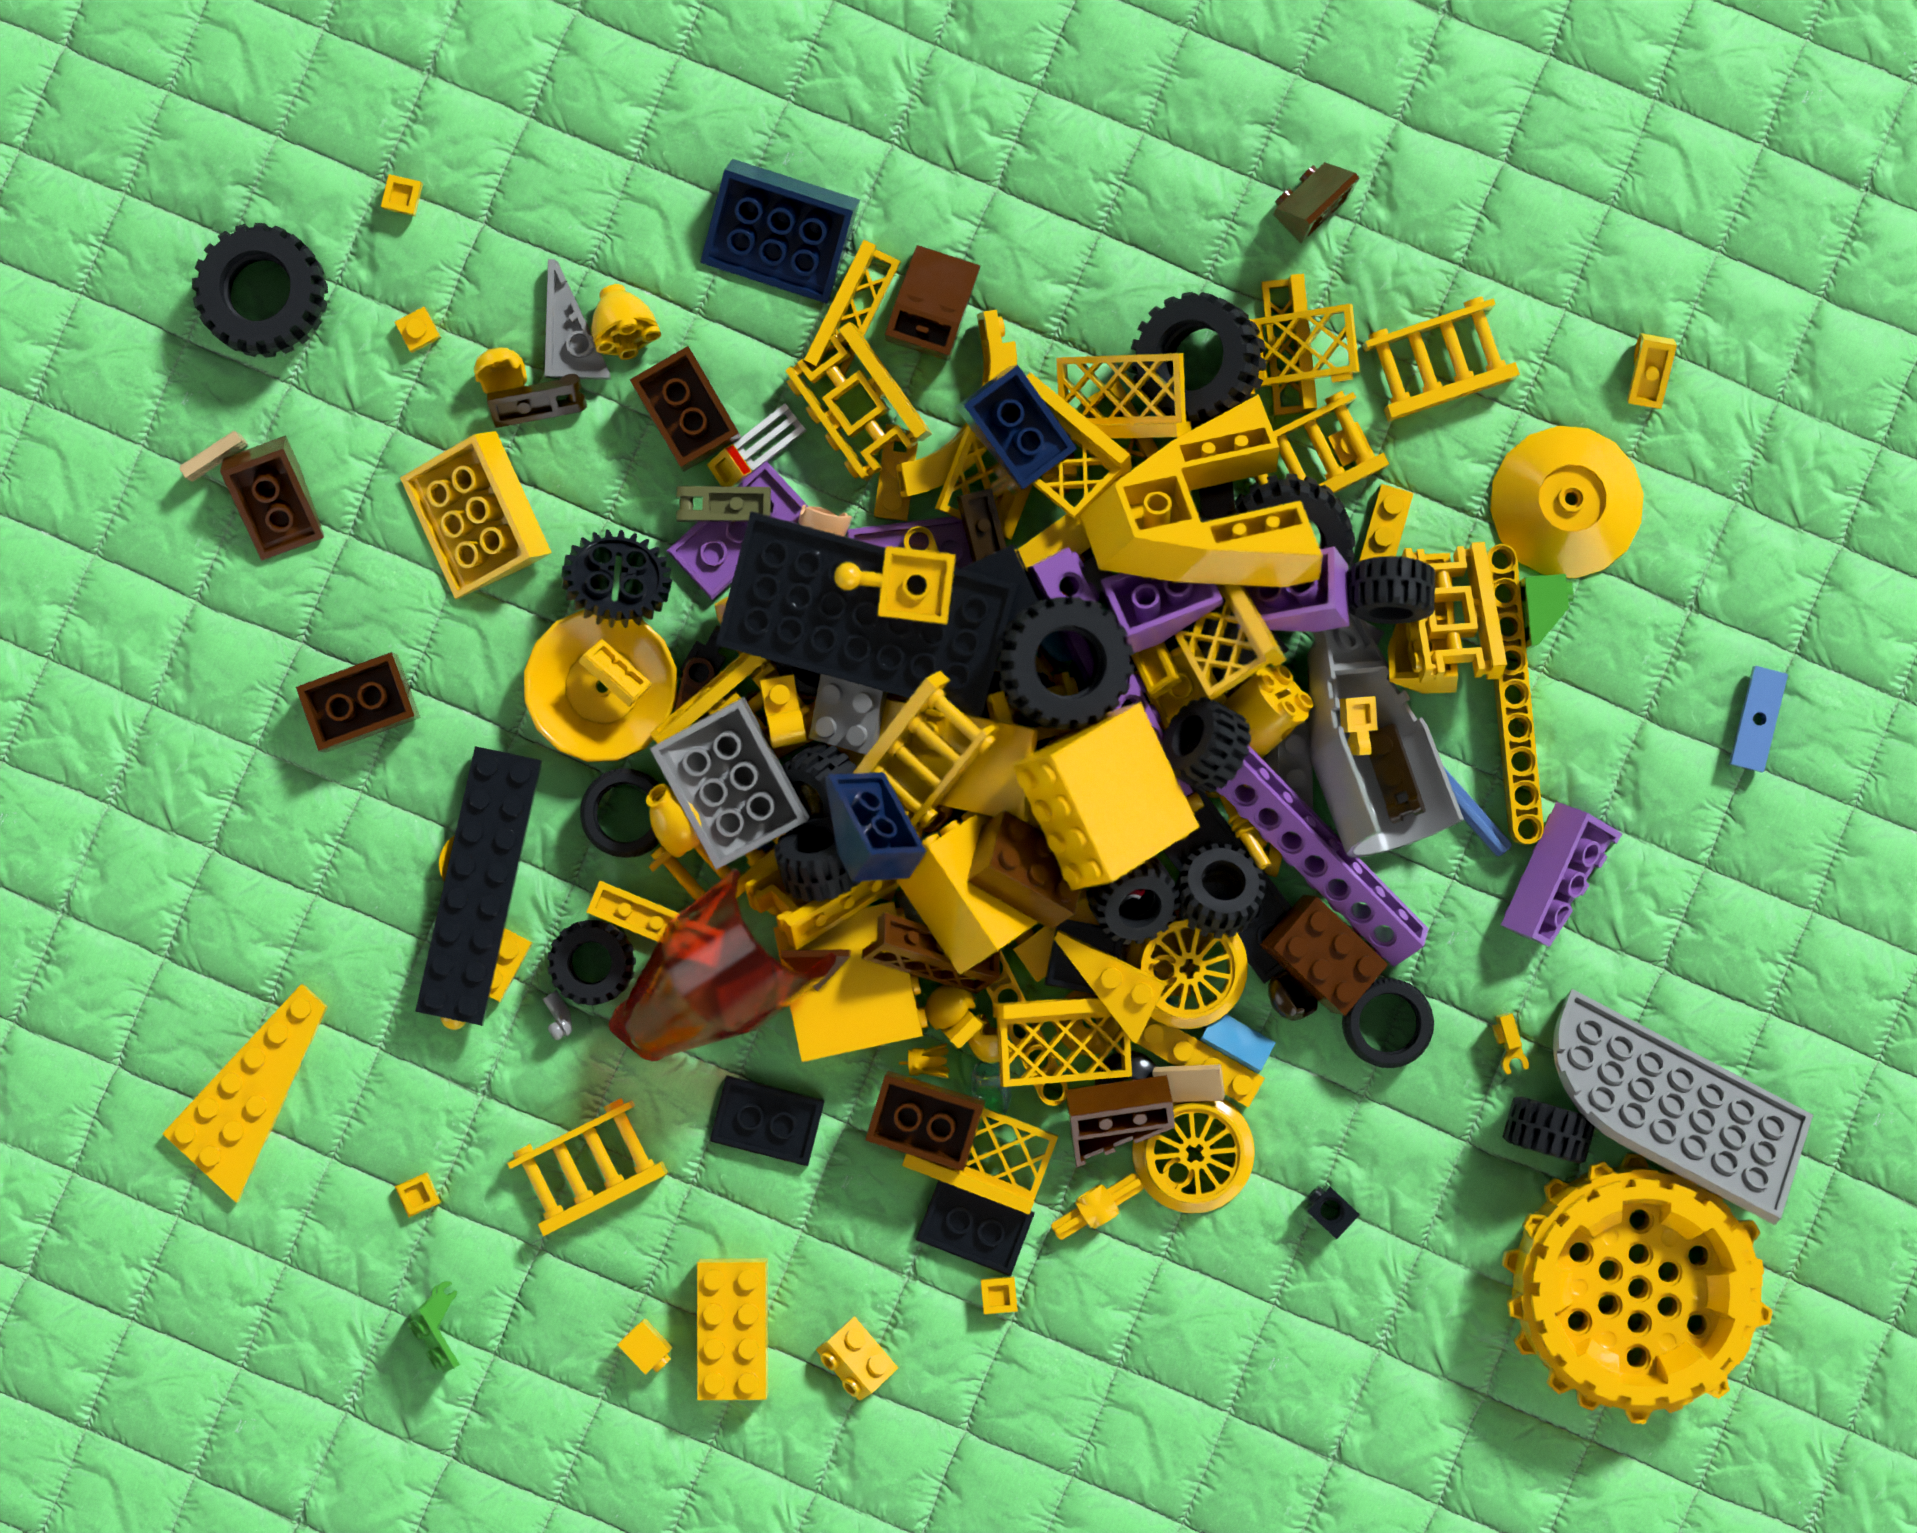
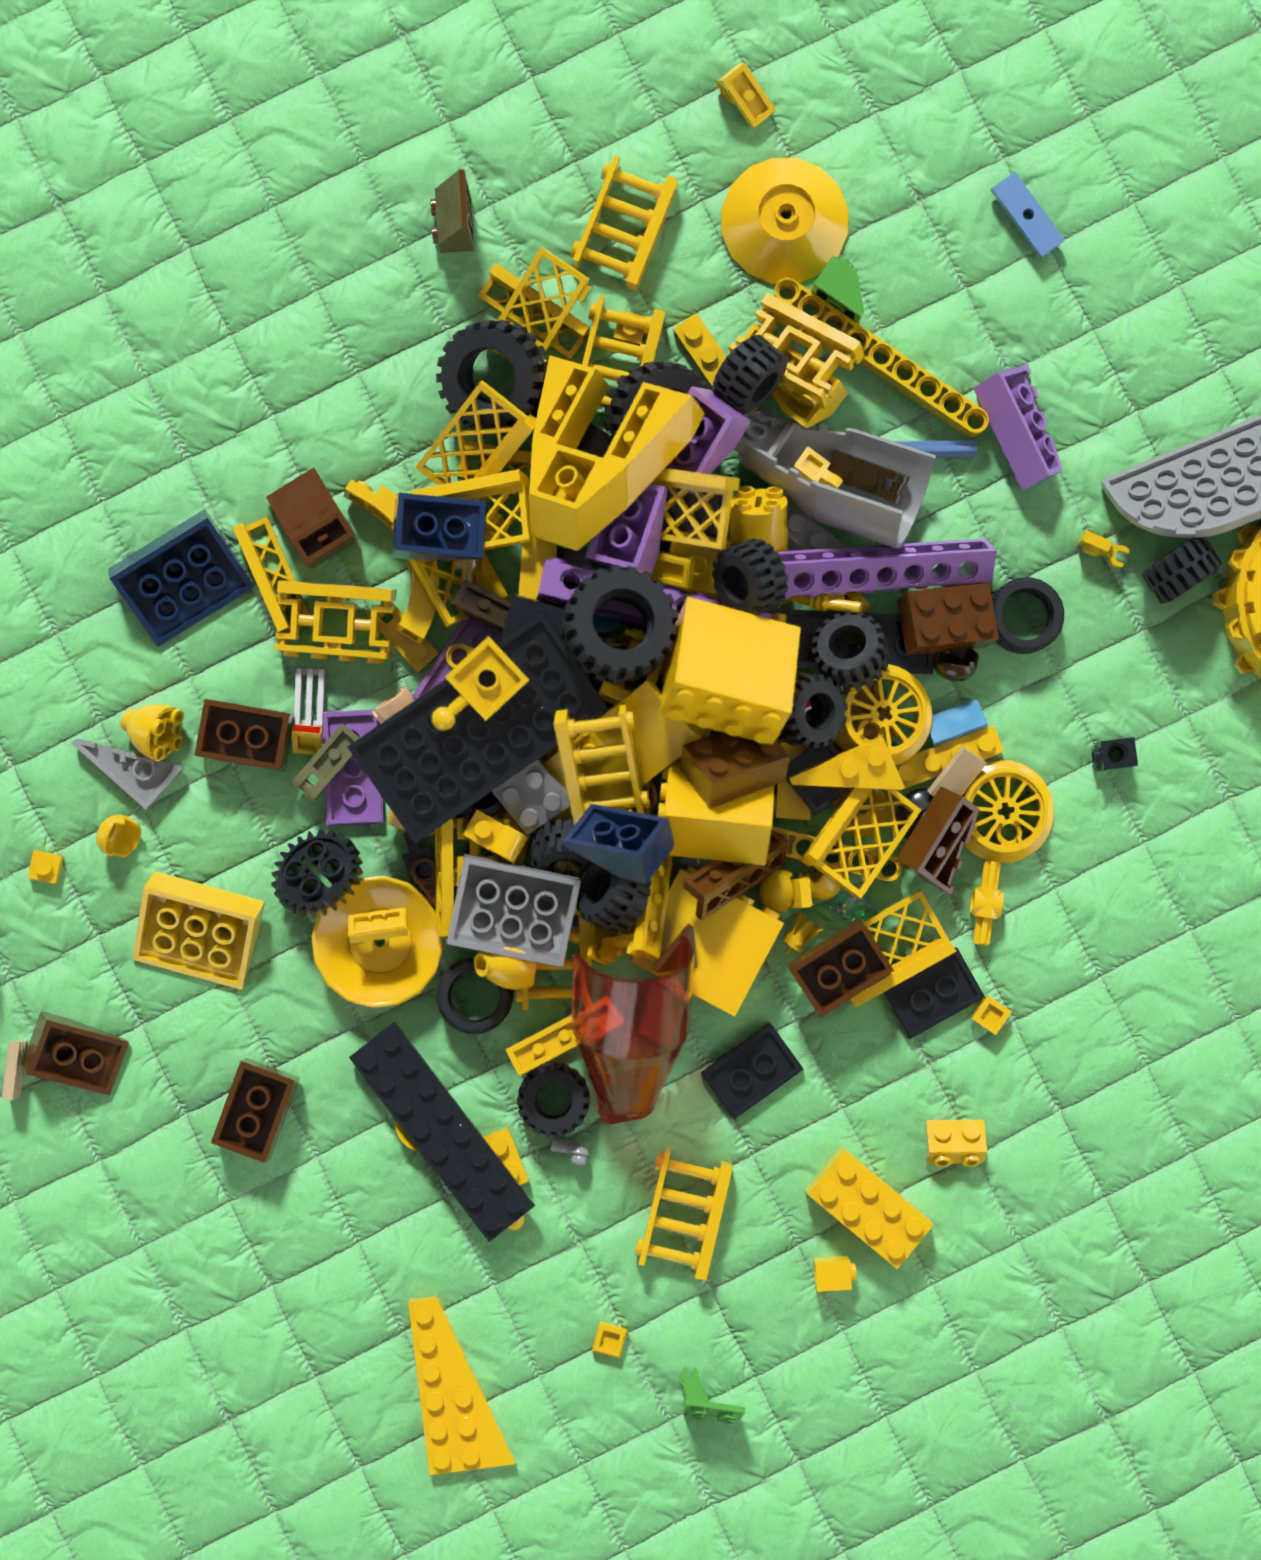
camera: 50 degrees left, 0 degrees up
(536, 401) = (157, 828): dark brown plate -> none

